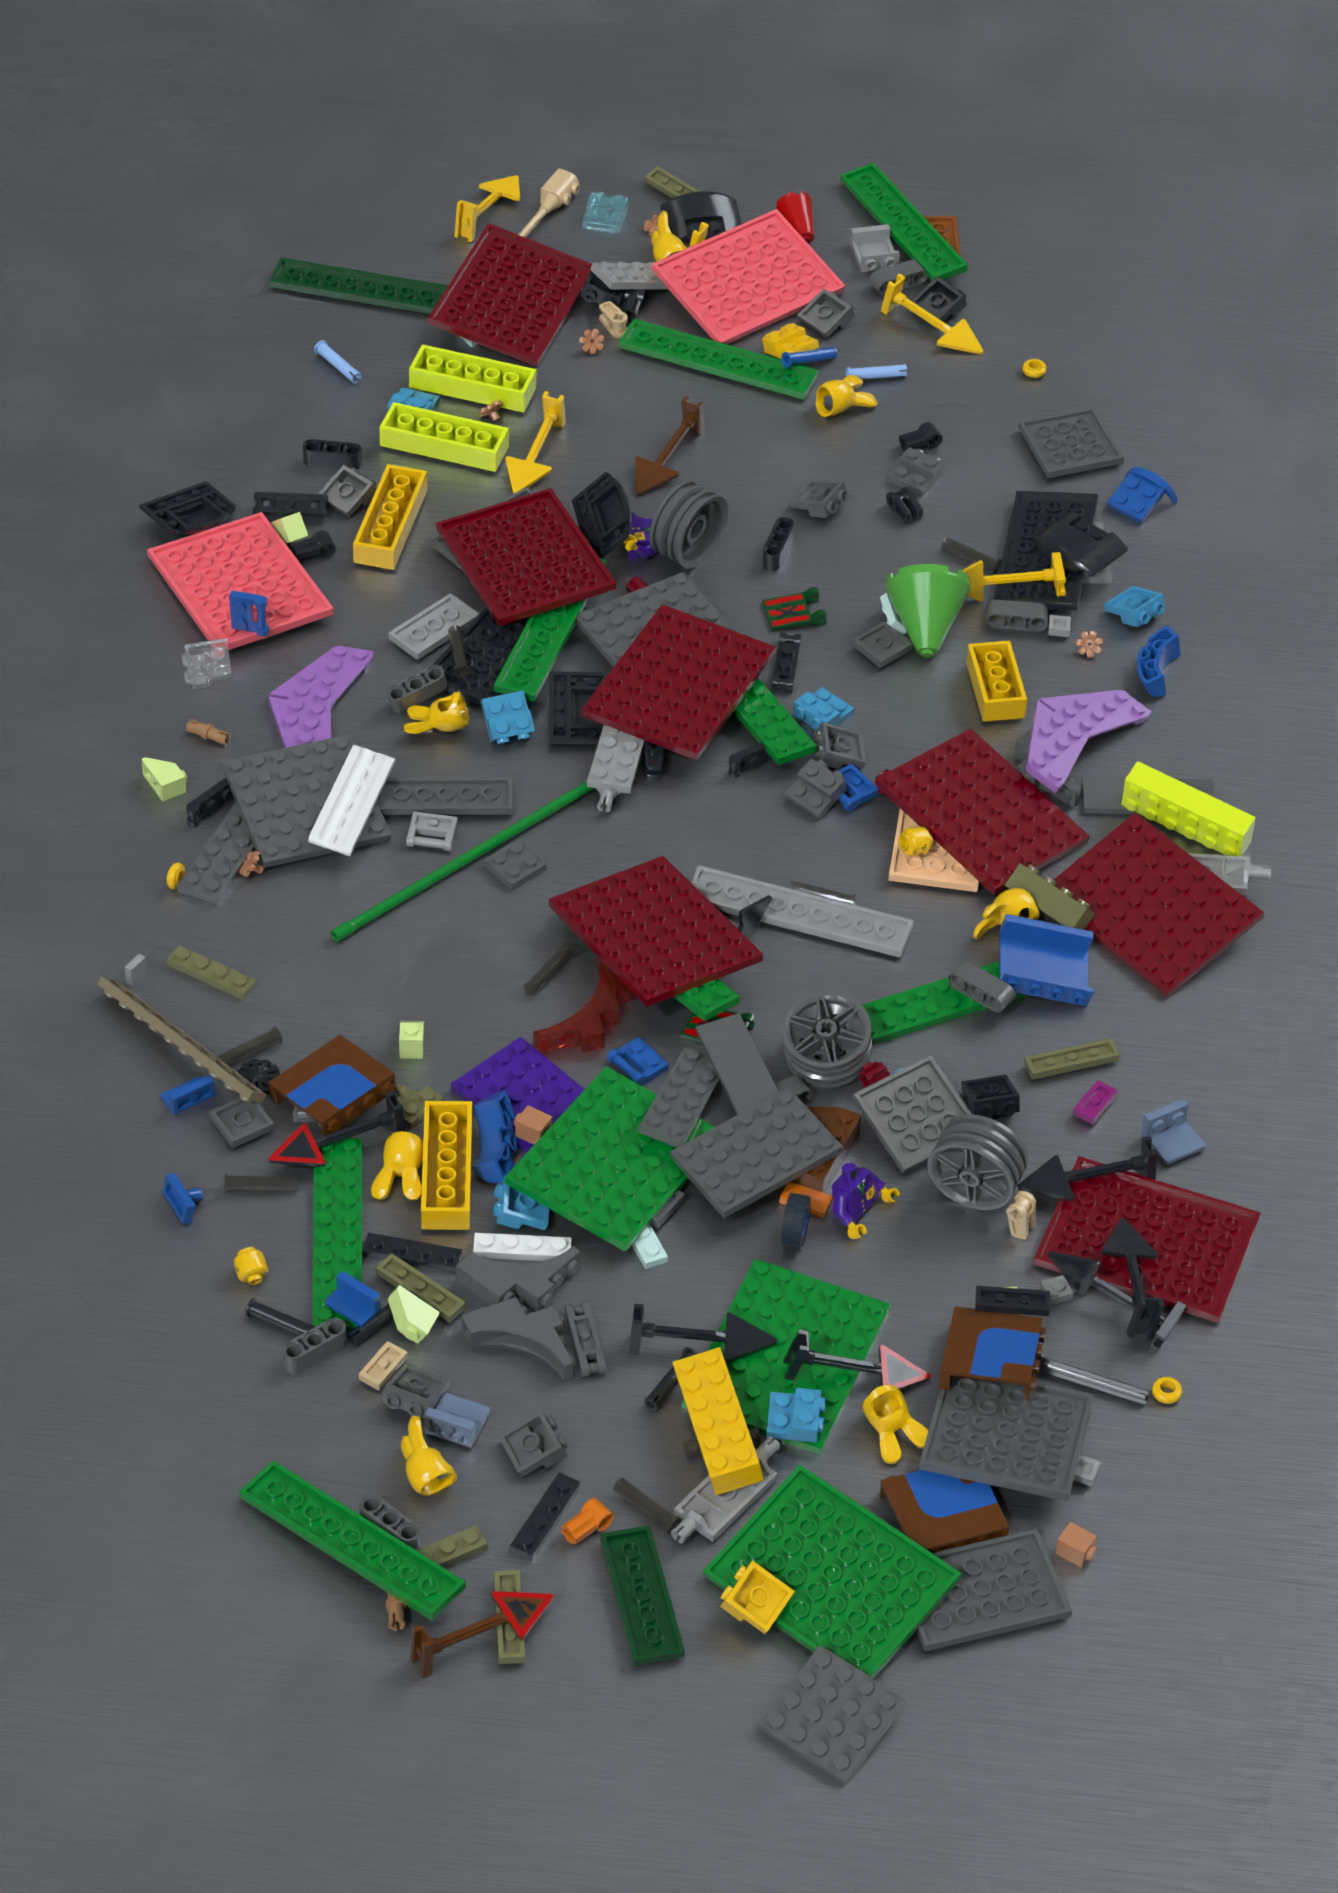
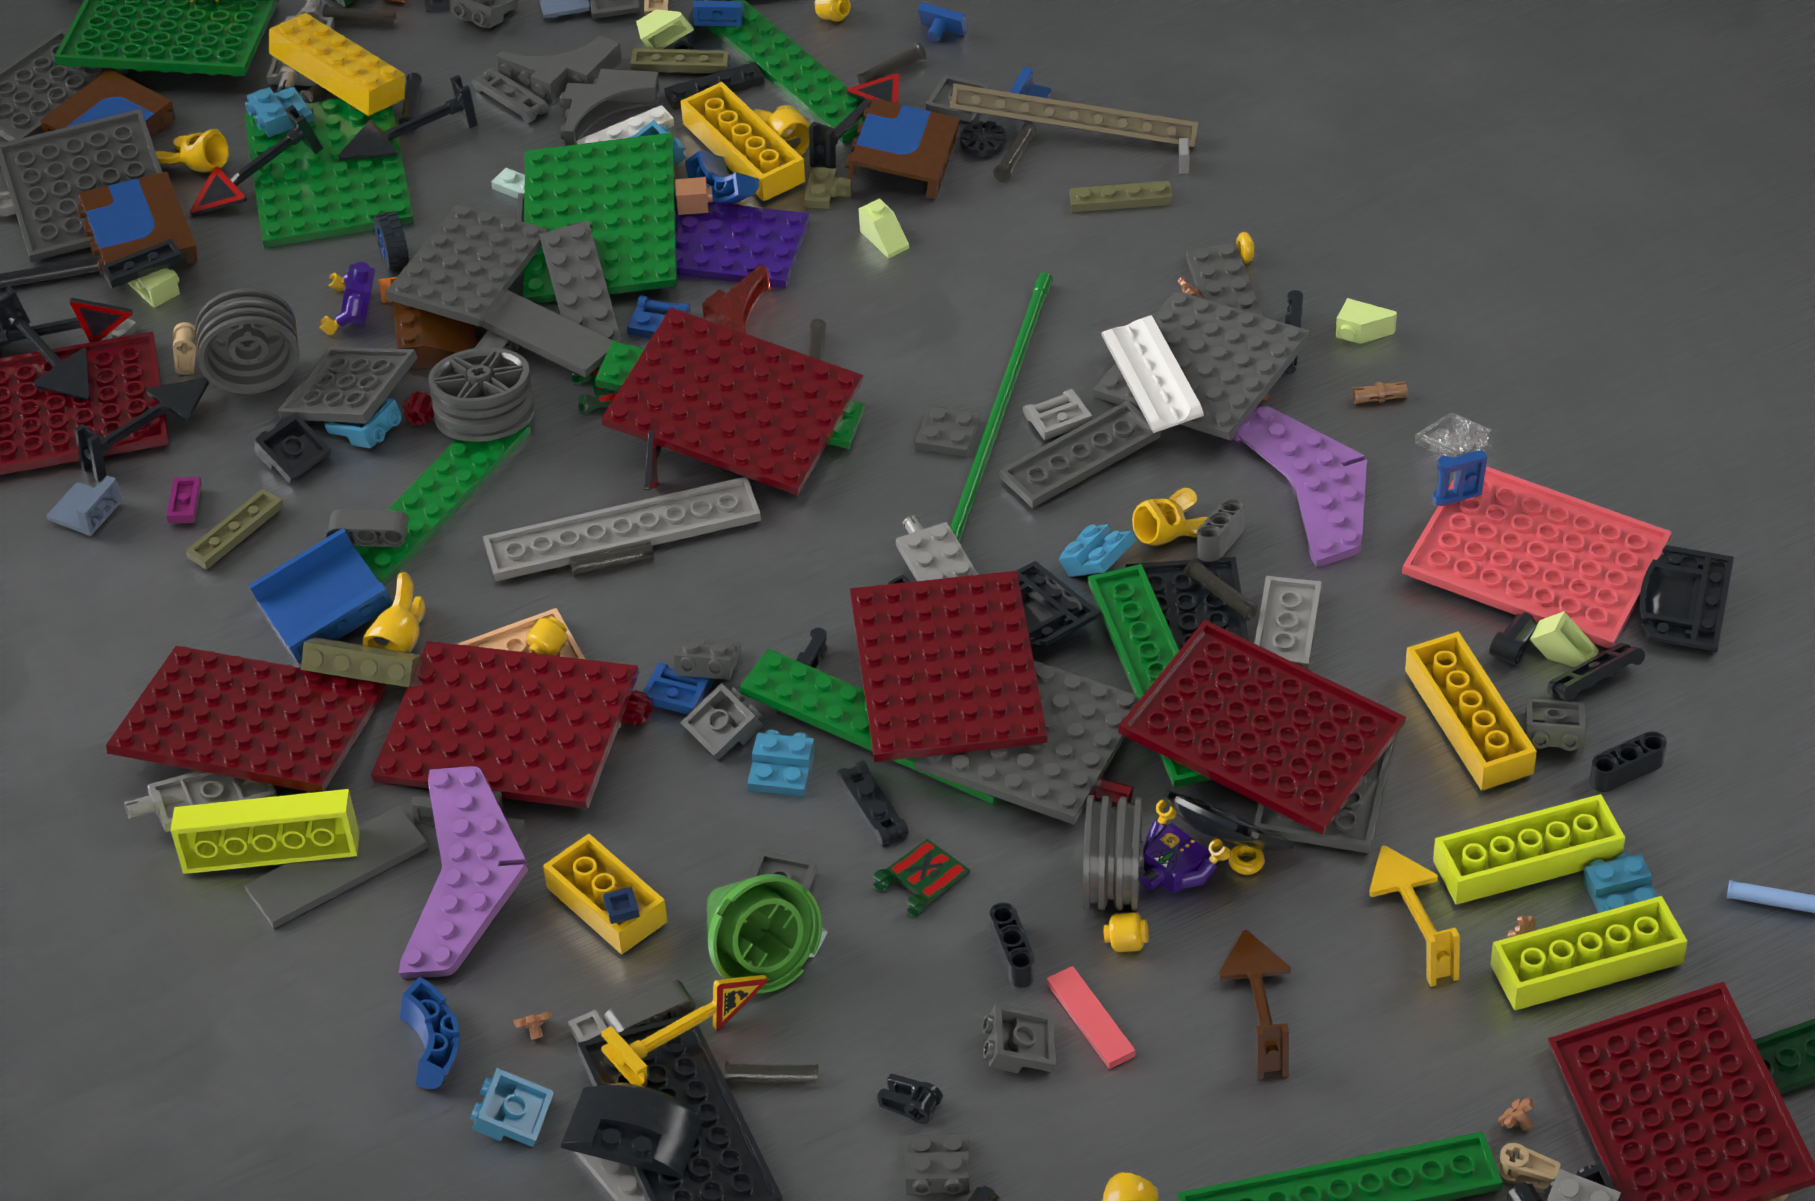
camera: 150 degrees right, 0 degrees up
(766, 496) = (1091, 1017): none -> coral tile
(1000, 643) = (621, 905): none -> dark blue plate

